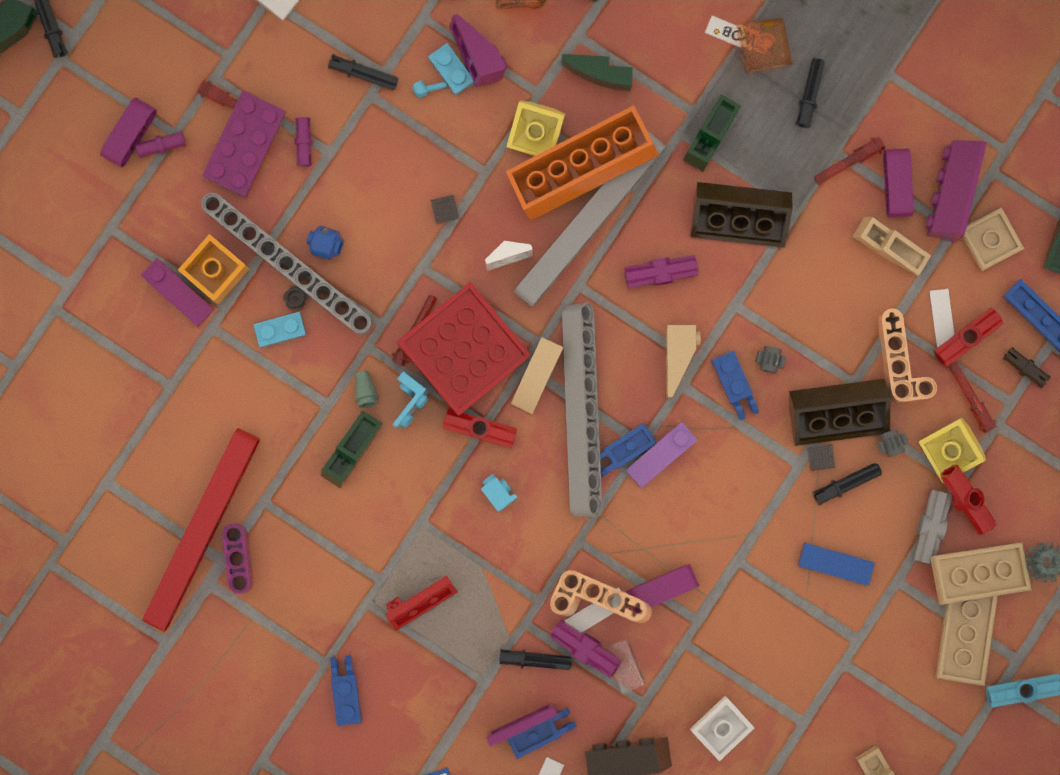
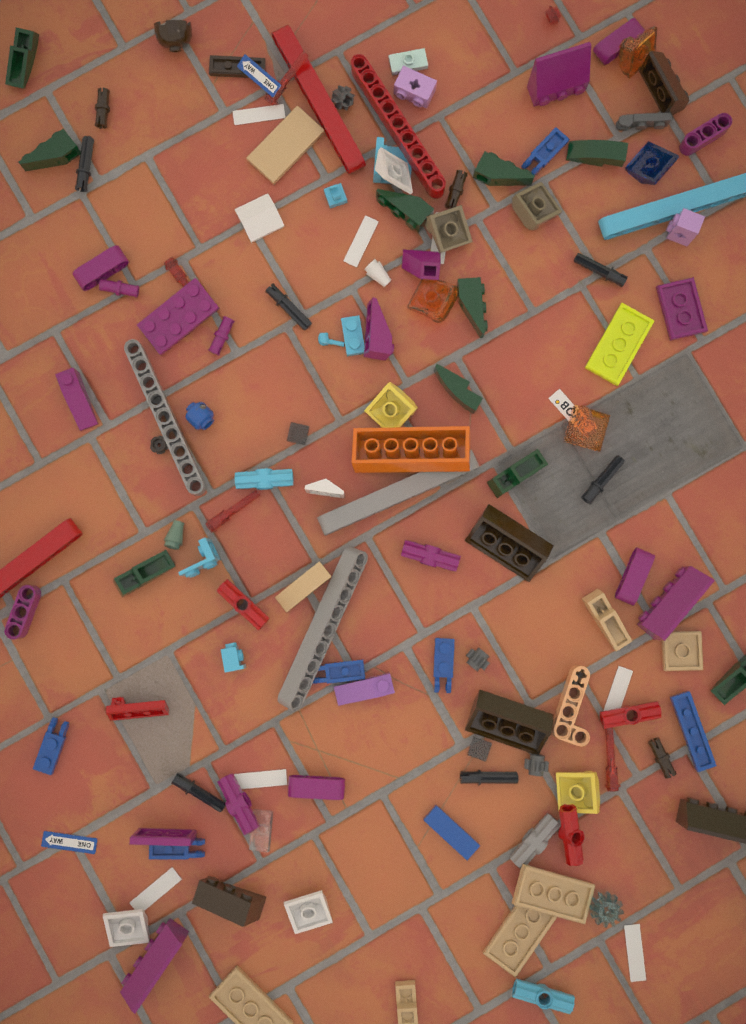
camera: 20 degrees right, 0 degrees up
(213, 269) = (110, 395): light orange brick -> none
(279, 329) = (137, 462): medium azure plate -> none
(433, 278) = (264, 479): none -> medium azure piece
(463, 349) = (259, 541): red plate -> none
(604, 598) = (267, 776): light nougat beam -> none
(680, 348) = (415, 620): tan slope -> none
(861, 154) = (616, 542): clear red pin -> none

